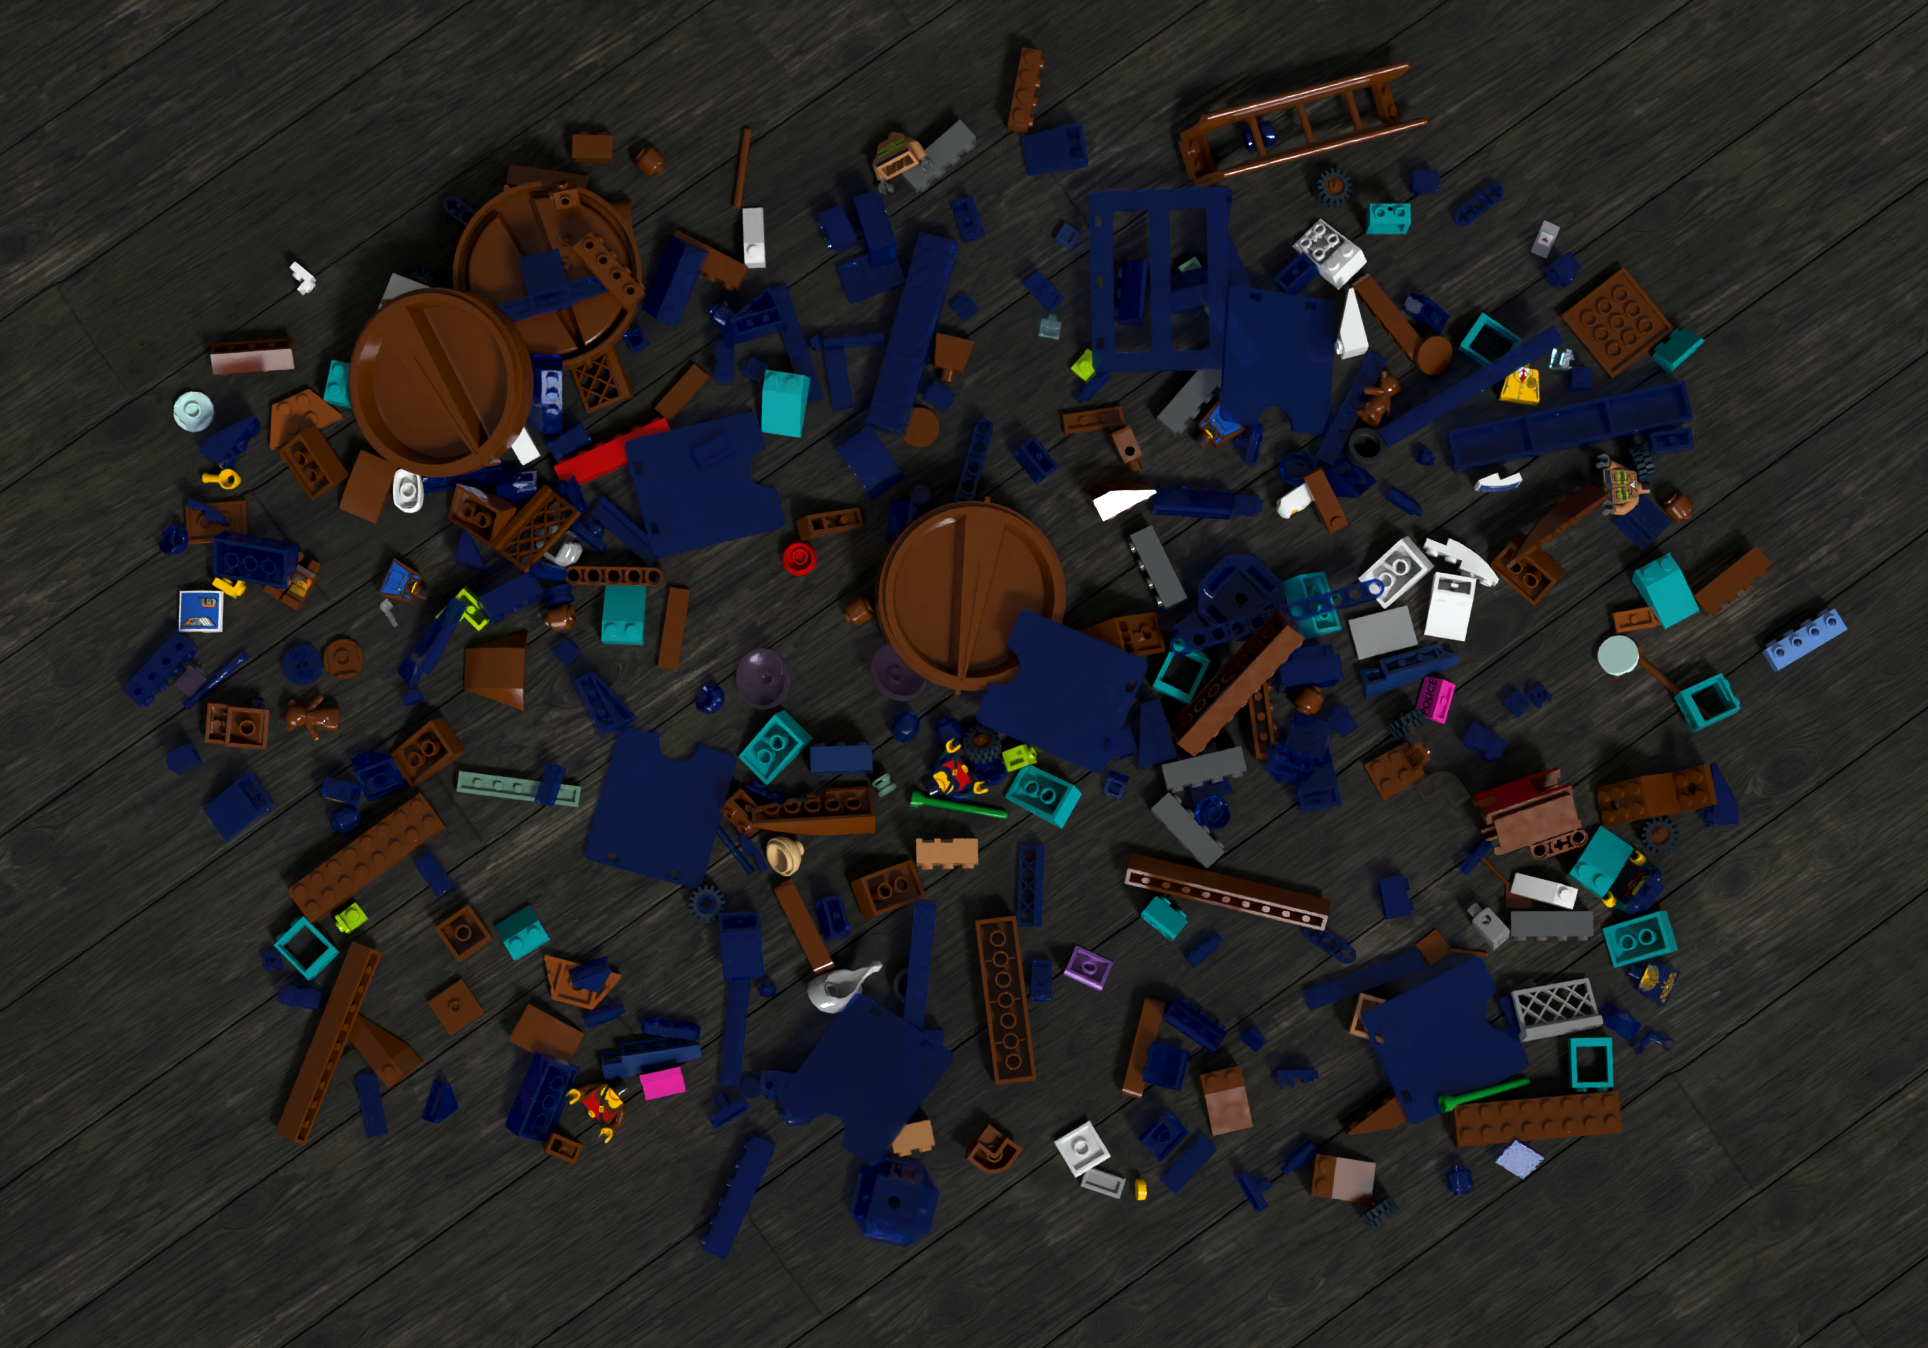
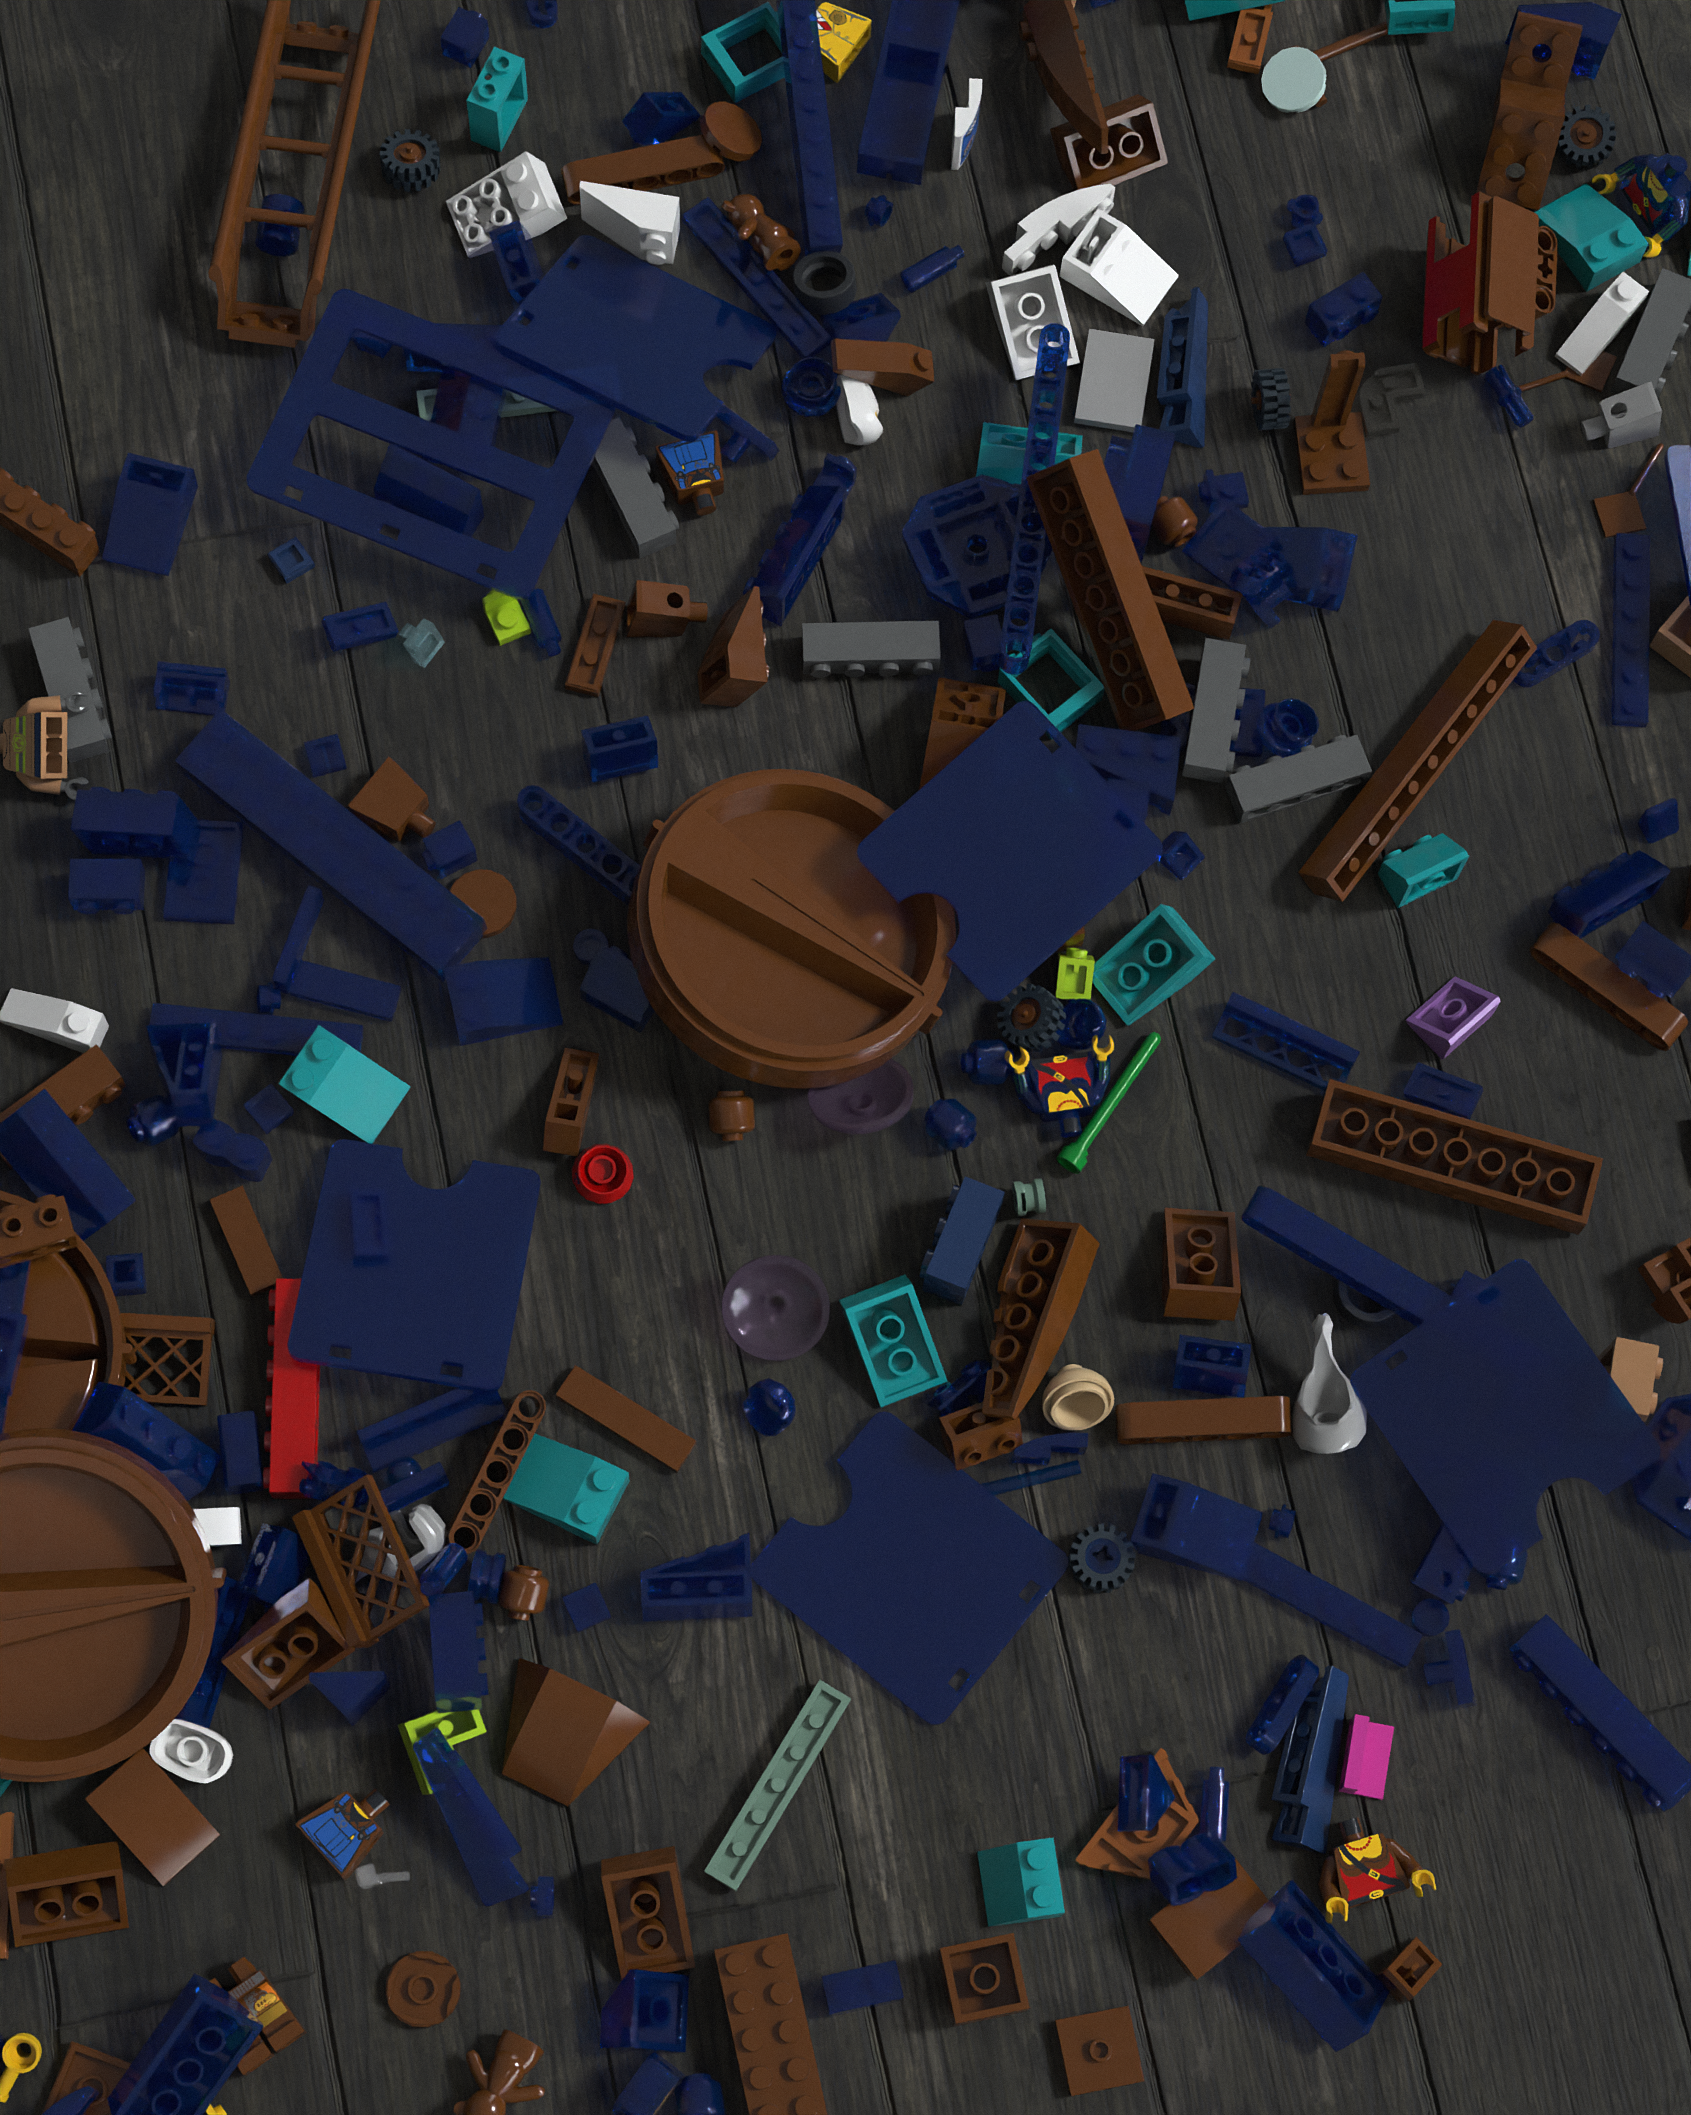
camera: 70 degrees left, 10 degrees down
(299, 656) = (383, 2061): clear blue plate -> none
(550, 784) = (795, 1726): clear blue hinge -> none
(563, 1014) = (1192, 1868): none -> clear blue brick
(947, 853) = (1180, 1148): medium nougat wedge -> none
(1203, 950) = (1492, 836): clear blue cylinder -> none
(1394, 897) = (1525, 531): clear blue brick -> none
(1435, 699) = (1245, 349): dark pink panel -> none

